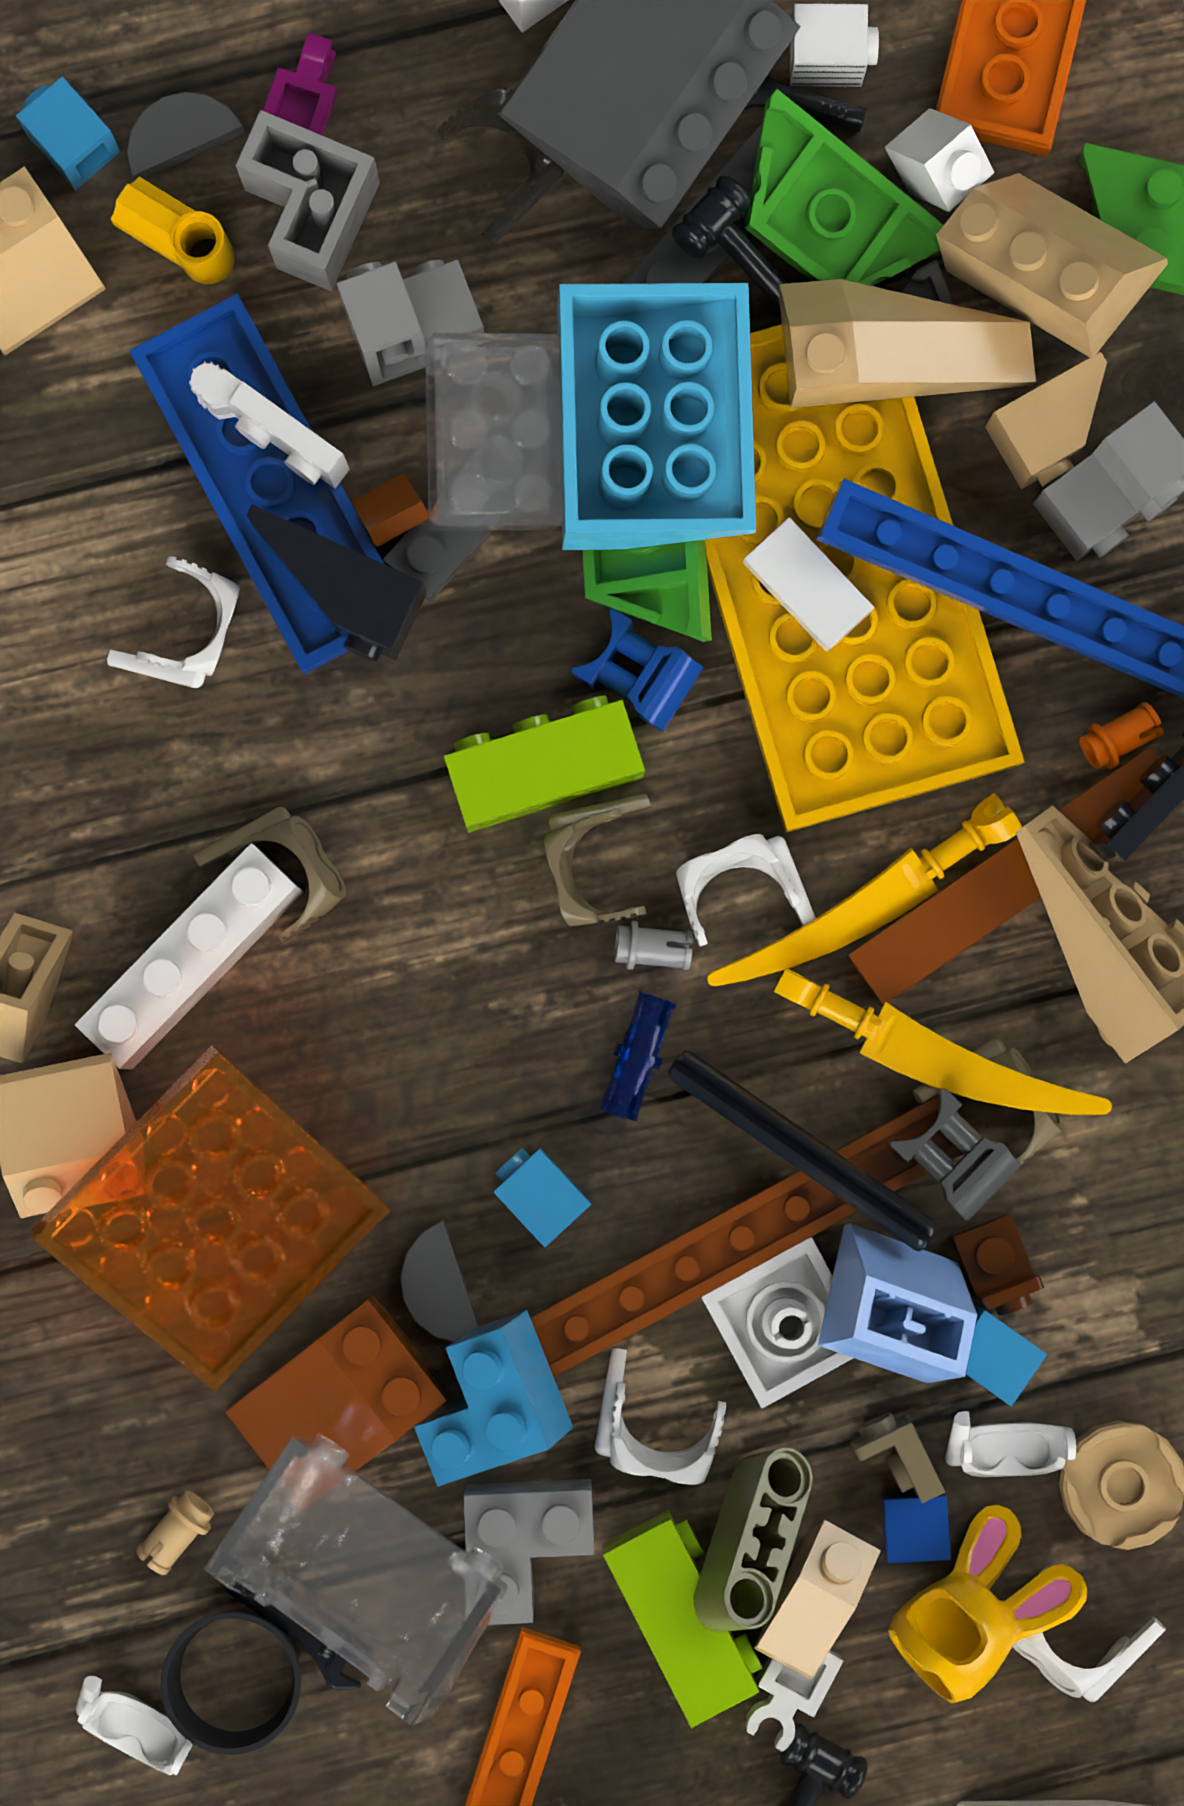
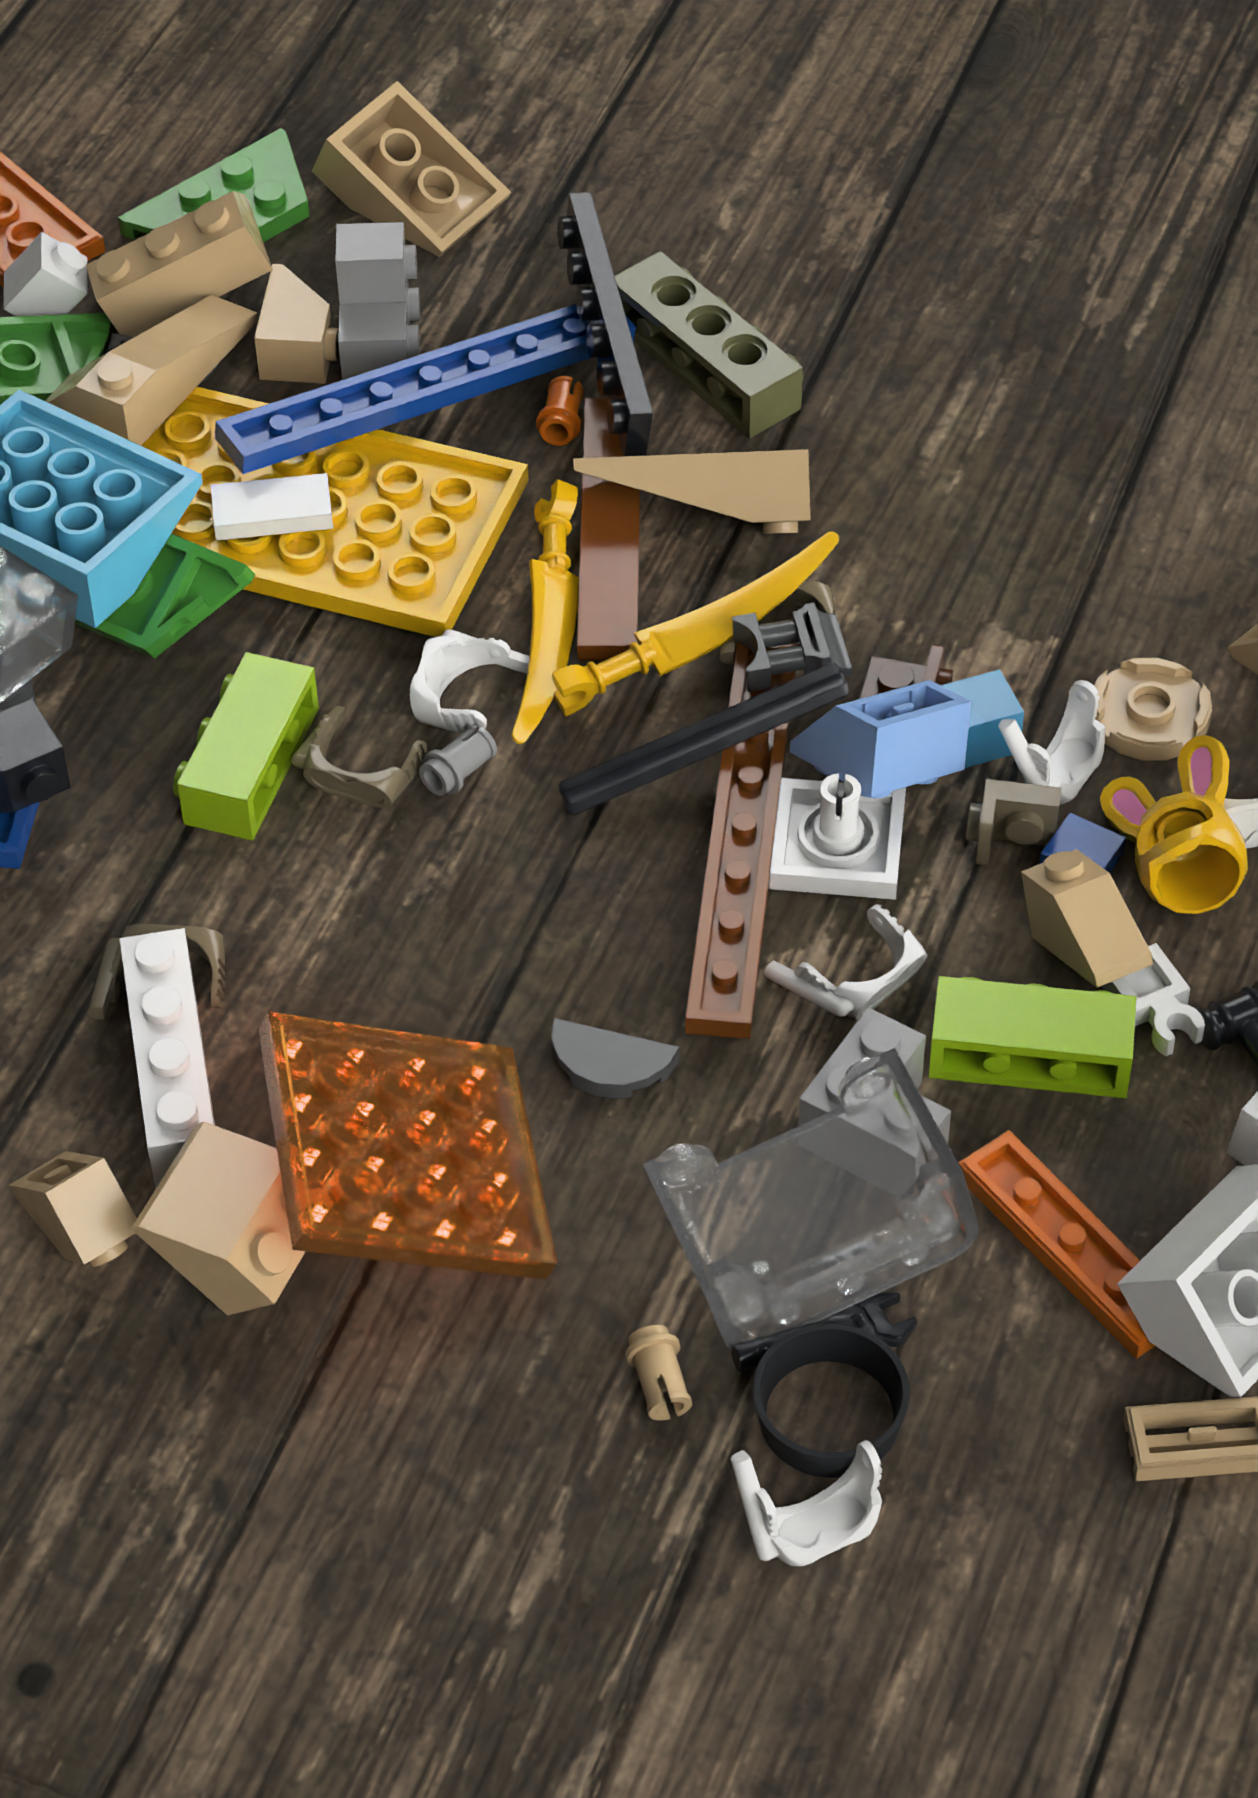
camera: 50 degrees left, 35 degrees down
(352, 1385) = (619, 1126): dark orange slope -> none
(507, 1405) = (751, 1030): dark azure brick -> none
(540, 1194) = (591, 935): dark azure brick -> none
(637, 1056) = (536, 816): clear blue pin -> none
(661, 685) = (244, 635): blue piece -> none
(753, 1540) = (1002, 930): olive beam -> none

